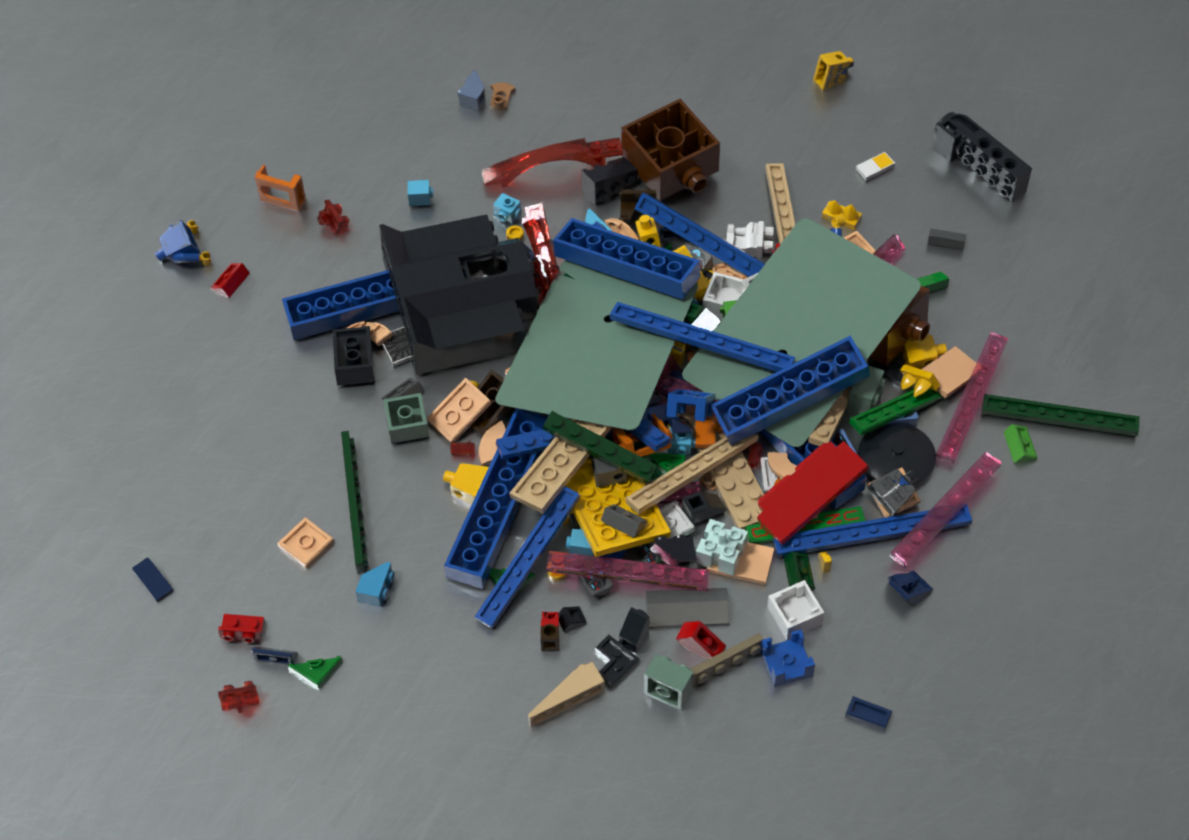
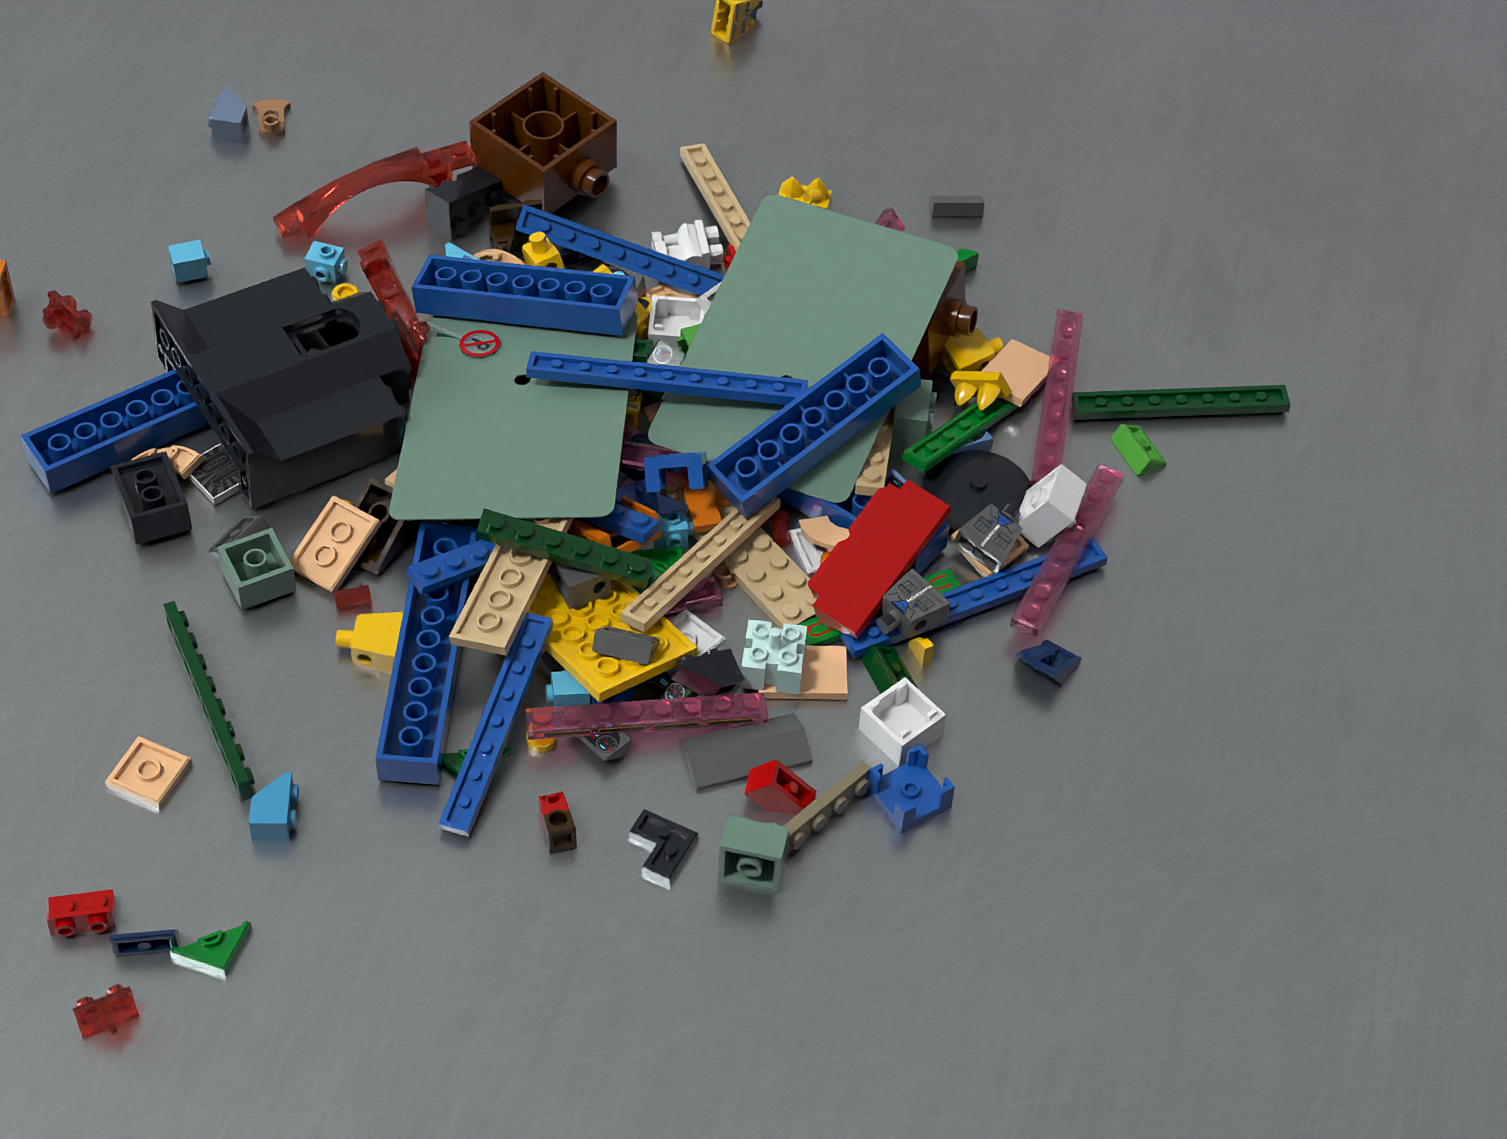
camera: 20 degrees left, 5 degrees down
(488, 443) = (393, 581): light nougat tile -> none
(571, 618) = (582, 798): black slope -> none
(576, 688) = (621, 889): tan slope -> none
(586, 287) = (474, 344): none -> piece
(634, 630) = (683, 792): black slope -> none
(702, 506) = (727, 609): black slope -> none
(824, 530) = (912, 607): none -> dark grey torso
(868, 713) = (1044, 841): dark blue tile -> none
(875, 166) = (831, 129): white tile -> none
(941, 476) = (1051, 505): none -> white container
(982, 154) = (948, 76): black brick -> none

